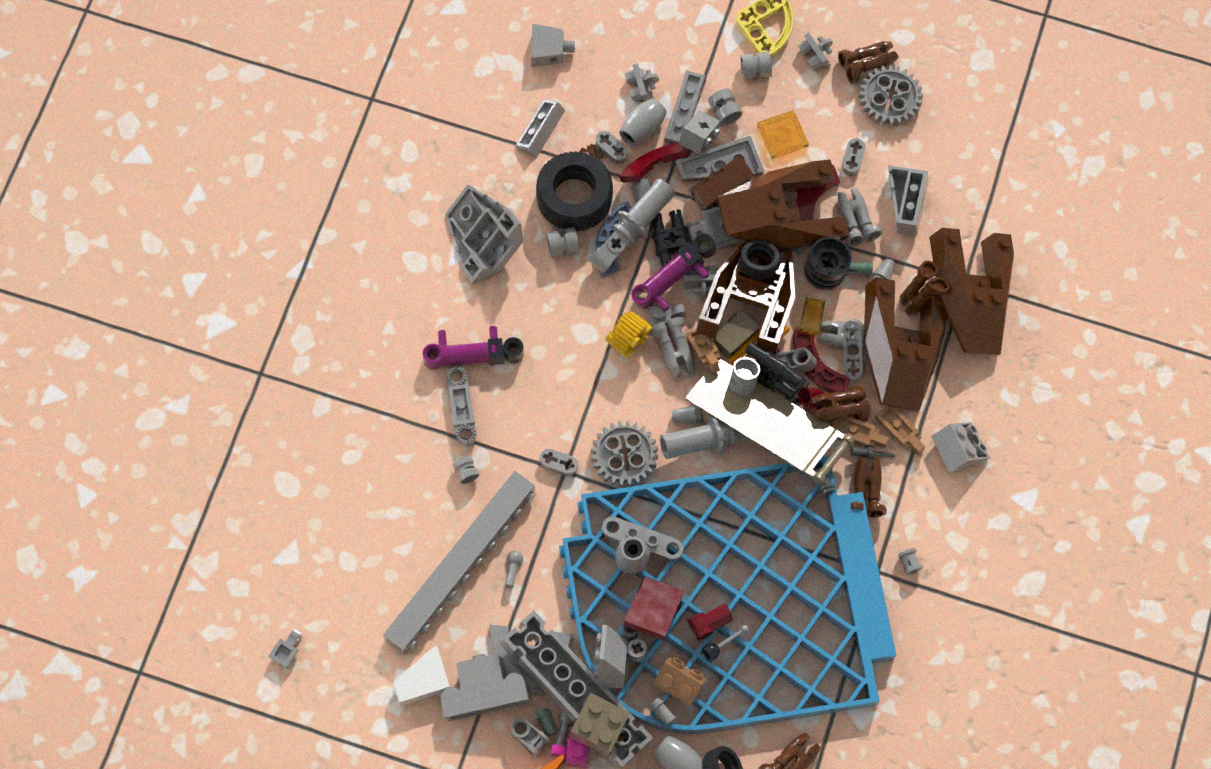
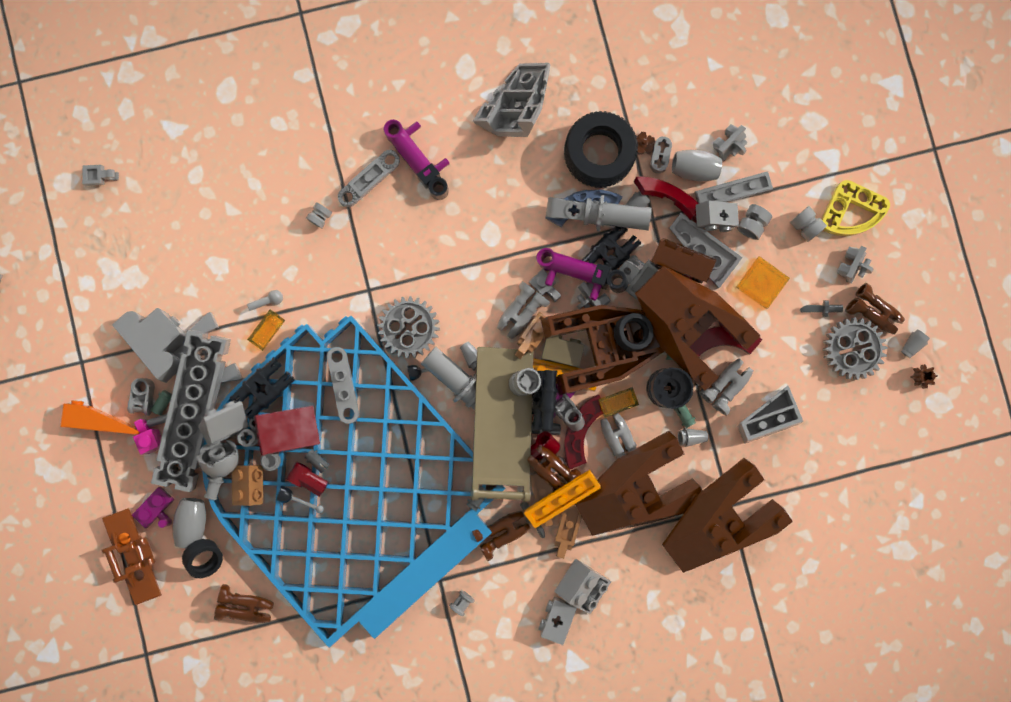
camera: 60 degrees right, 15 degrees up
(421, 680) = (135, 291): white slope -> none
(459, 562) = (243, 258): light grey brick -> none
(540, 127) = (641, 89): light grey slope -> none
(541, 584) = (266, 330): none -> clear yellow tile
(548, 45) = (715, 49): light grey torso -> none
(560, 458) = (367, 283): light grey beam -> none
(562, 242) = (552, 168): light grey wheel -> none
(587, 607) = (252, 387): none -> black pin
(598, 724) = (165, 447): dark tan brick -> none
(628, 334) = (506, 267): yellow brick -> none
(632, 555) = (308, 387): light grey piece -> none
(641, 685) = (218, 459): none -> light grey cylinder
(670, 472) = (415, 372): none -> black hinge
(671, 646) = (270, 461): none -> light grey plate
(698, 603) = (315, 459): none -> dark grey pin
(839, 98) = (825, 308): none -> dark grey piece
(857, 157) = (782, 355): light grey beam -> none
(860, 343) = (616, 453): light grey beam -> none
(870, 410) = (562, 499): none -> light orange plate
(917, 46) = (915, 343): none -> light grey cone
(935, 286) = (700, 491): reddish brown piece -> none
(950, 56) = (929, 376): none -> reddish brown gear
(977, 476) = (558, 631): none -> light grey brick

